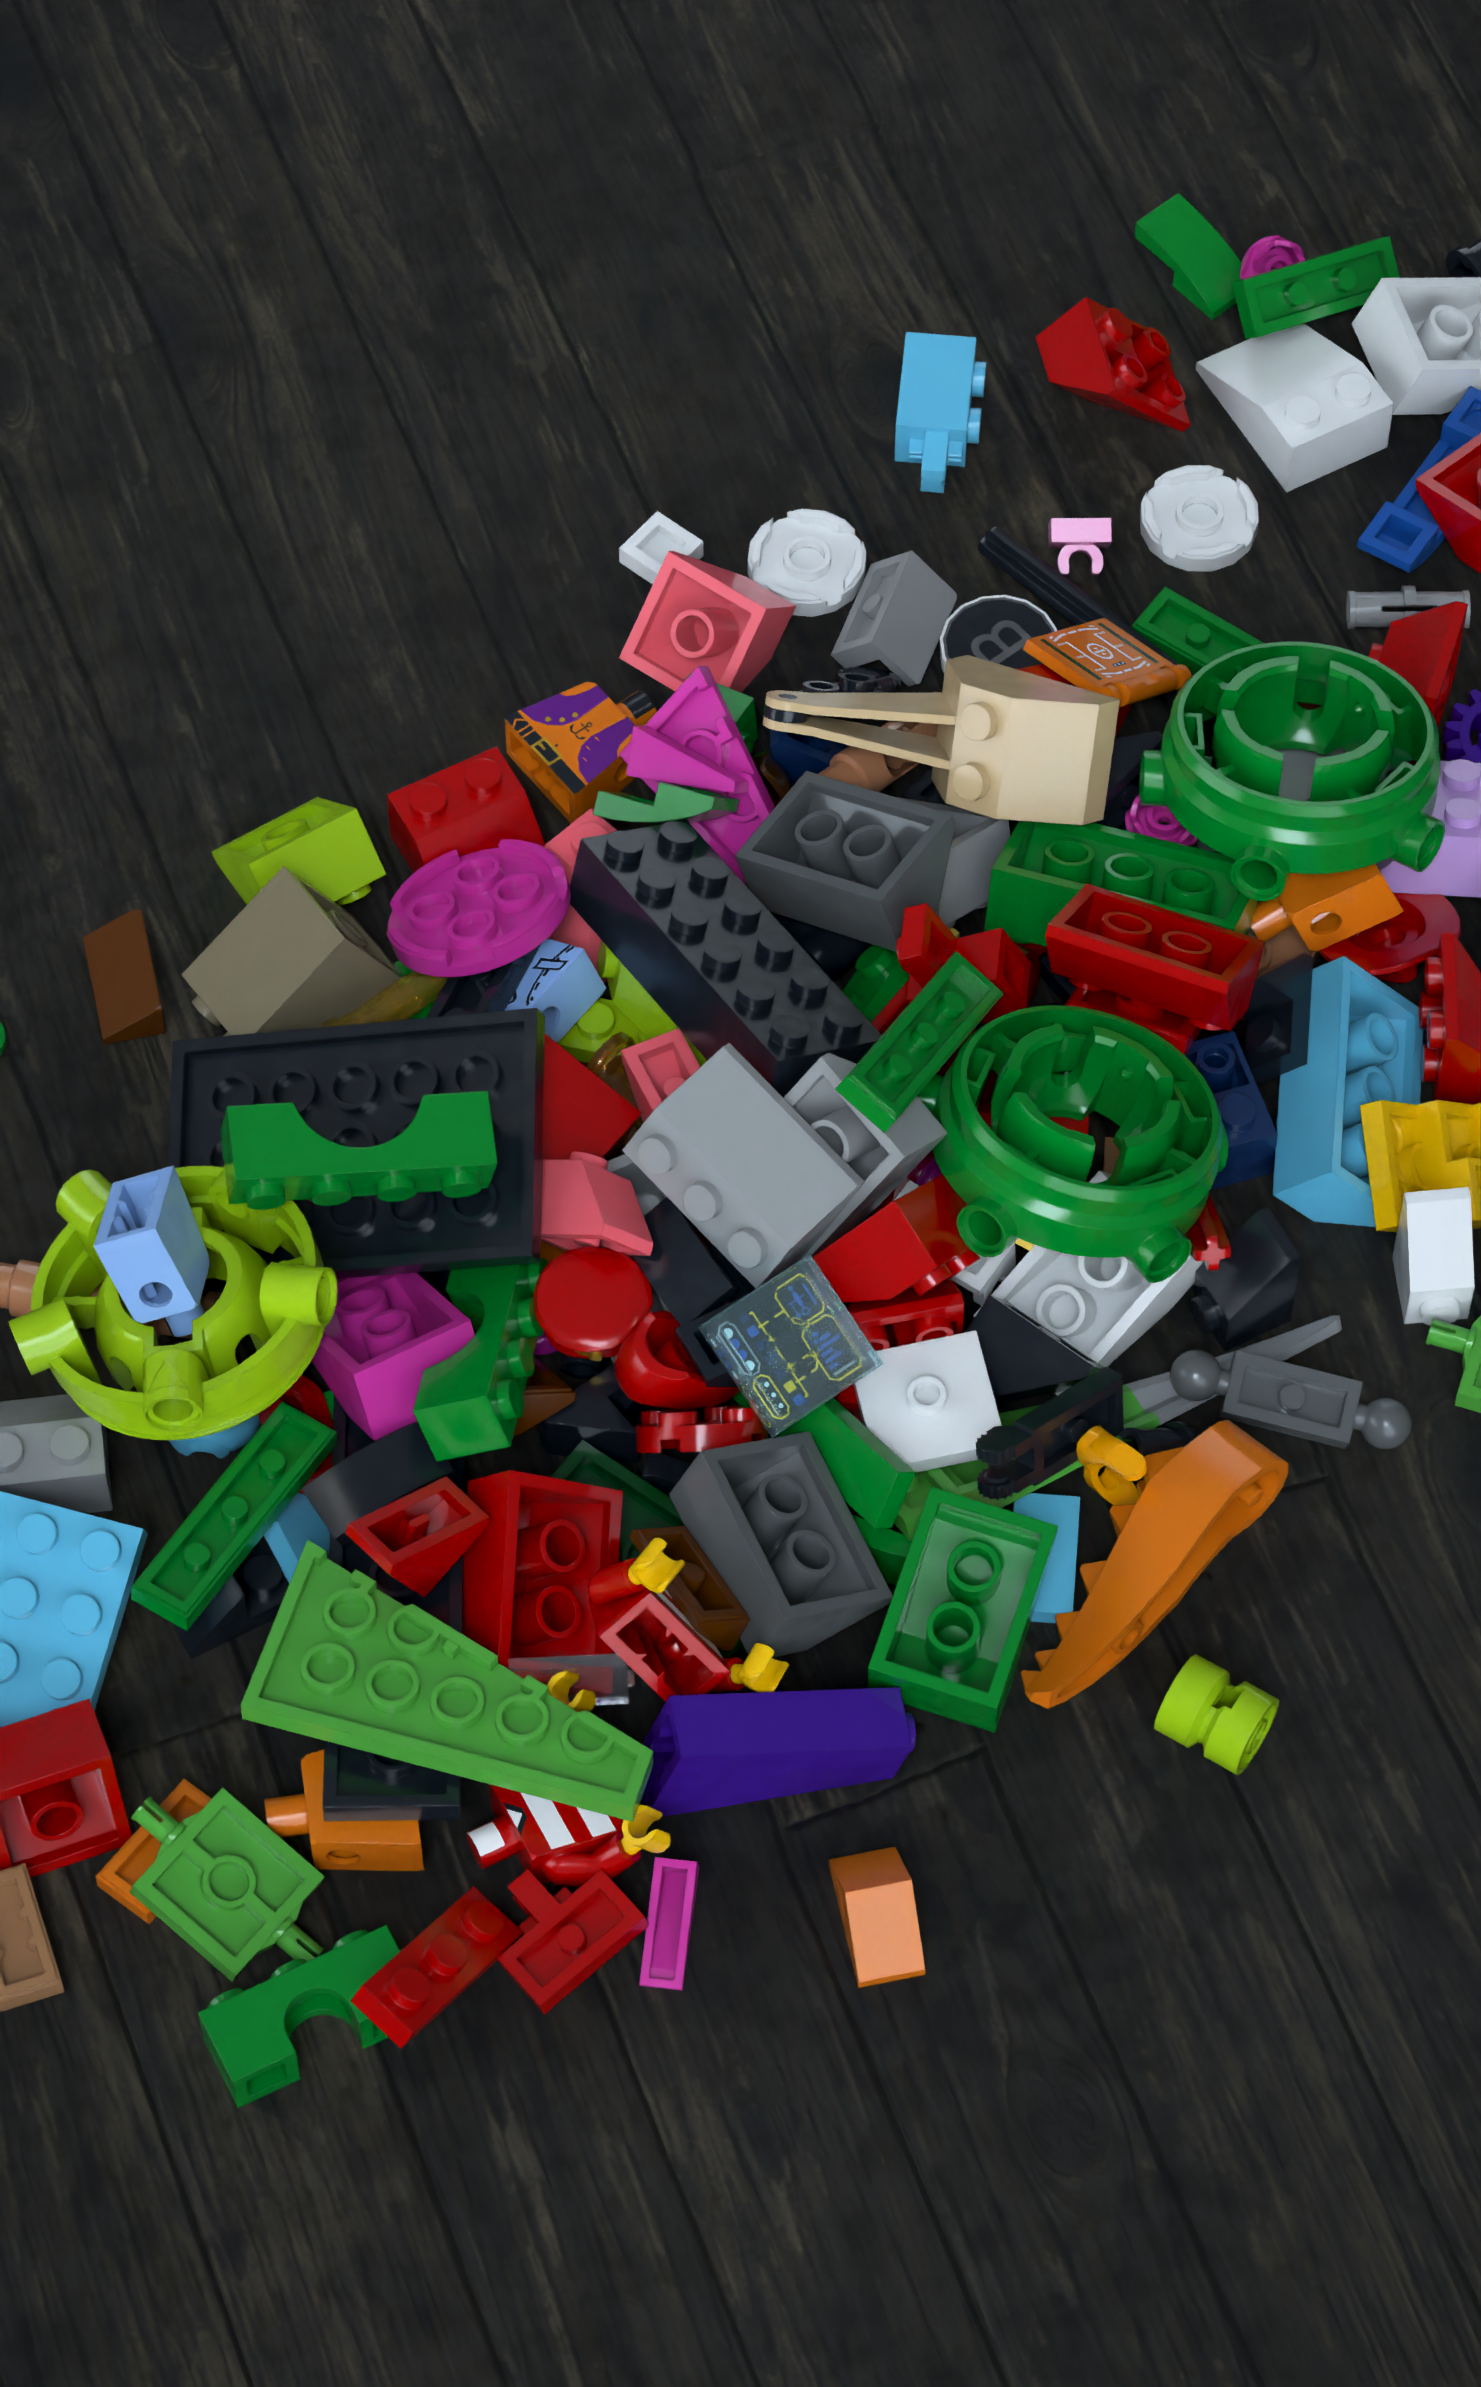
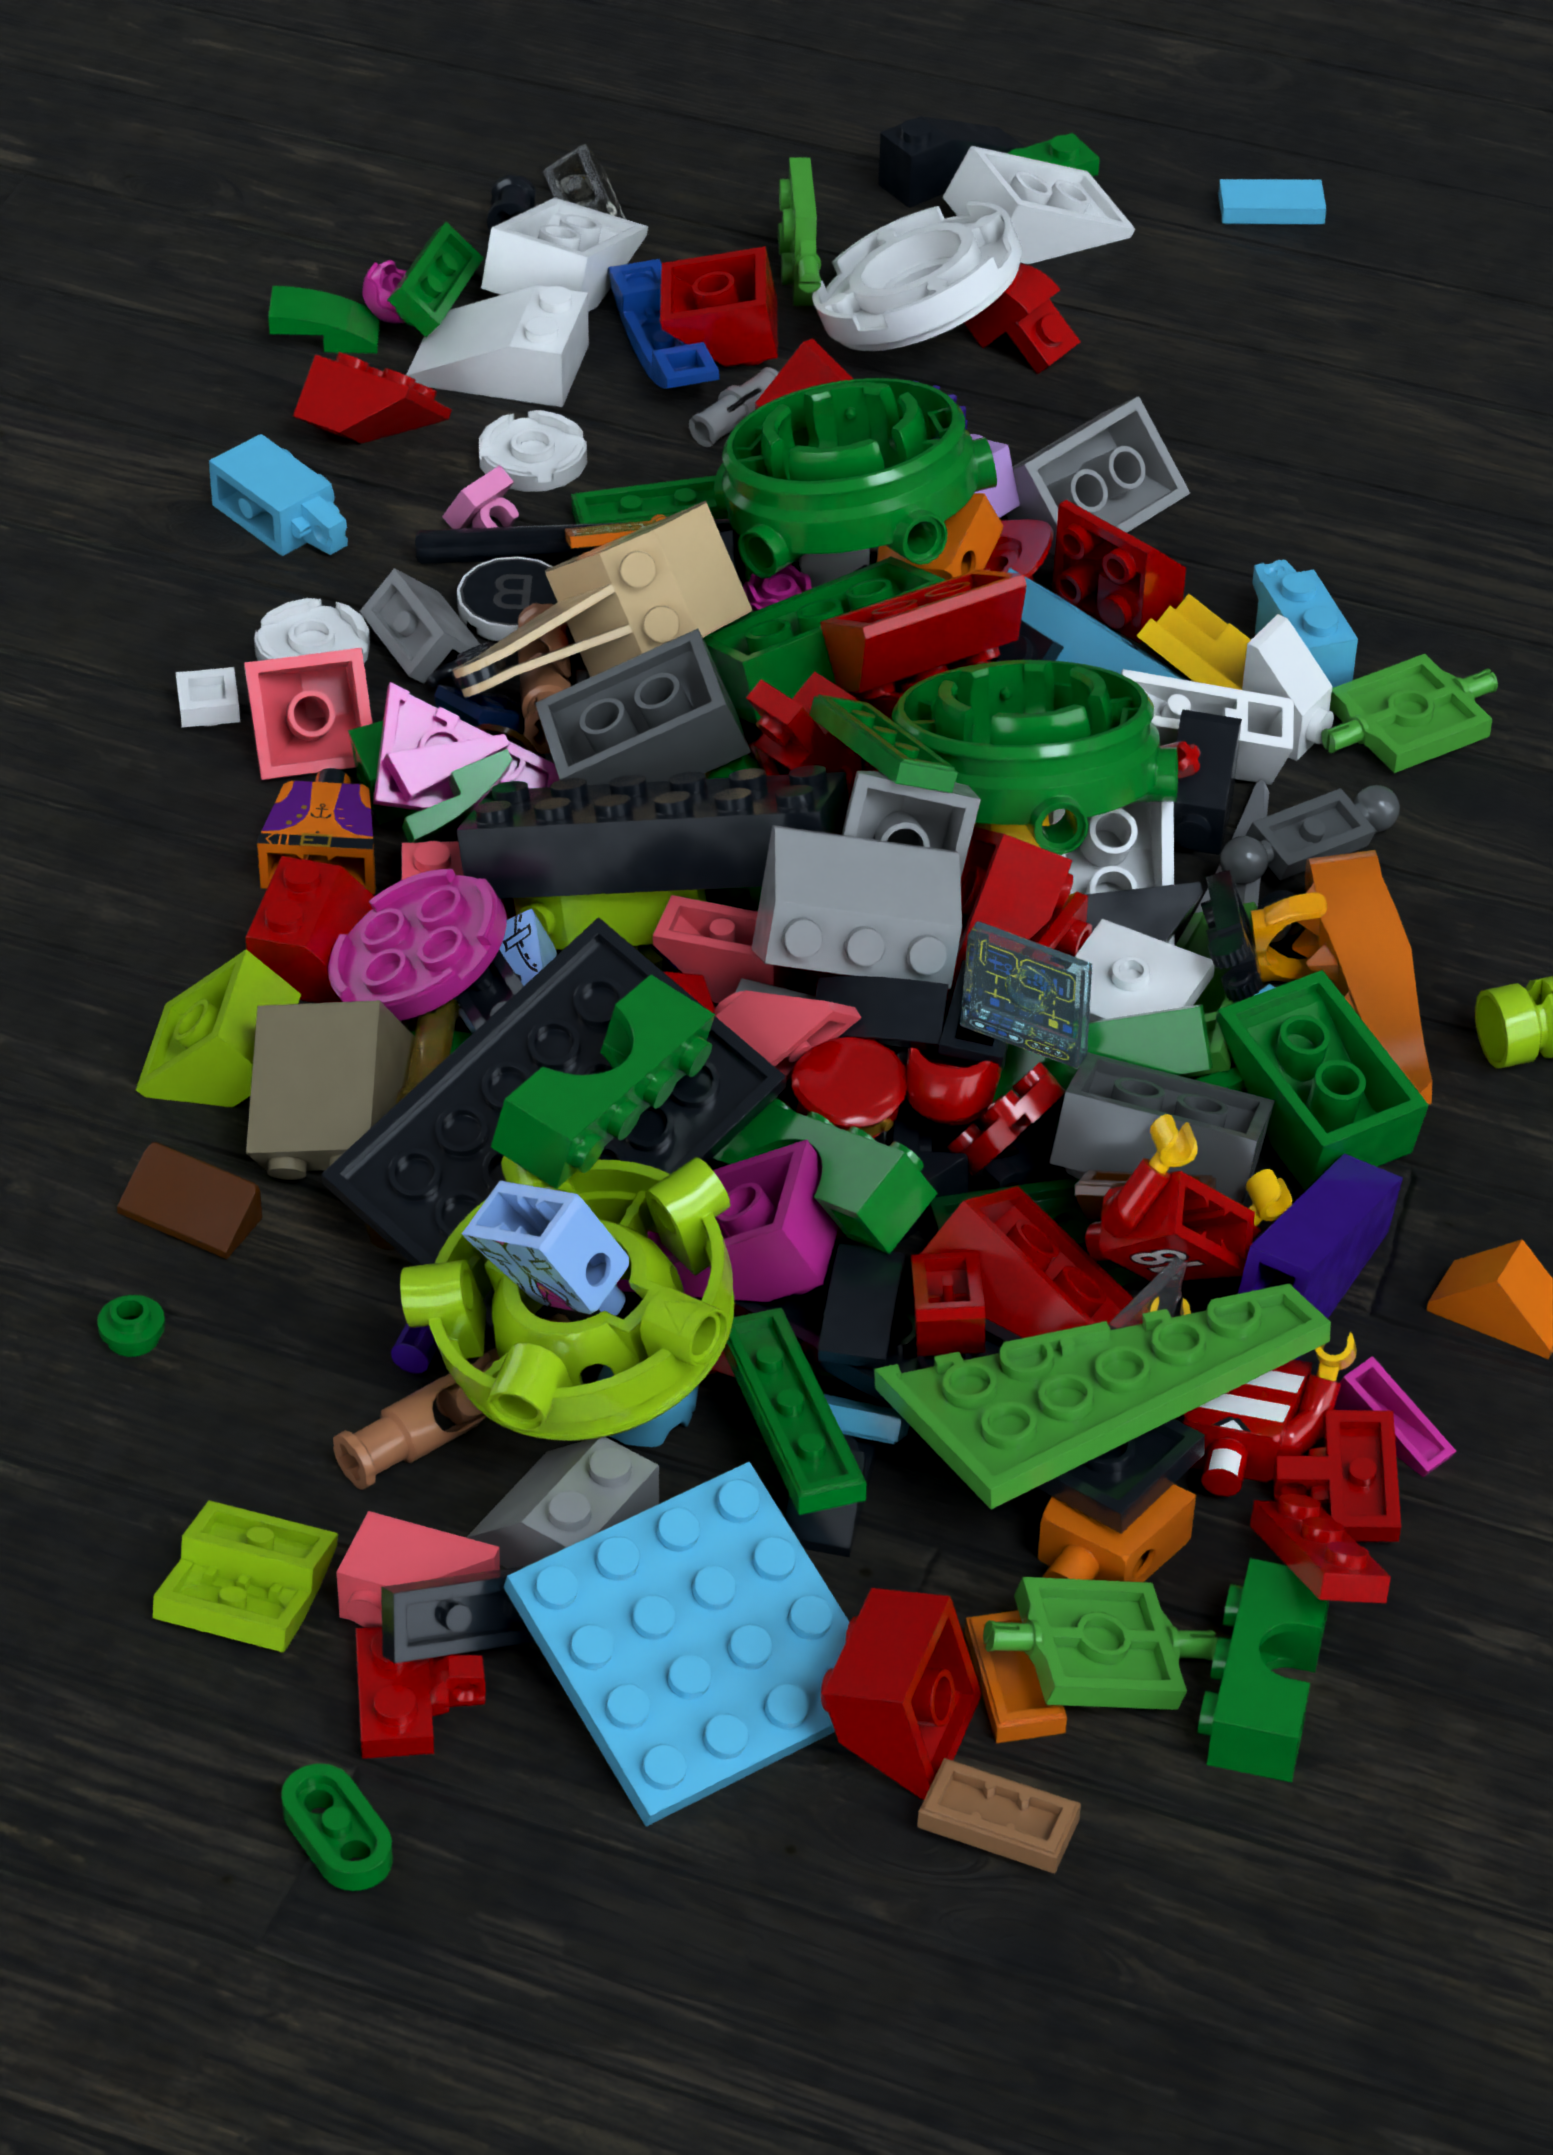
camera: 50 degrees left, 15 degrees down
(1331, 1245) = (1265, 723): none -> white slope

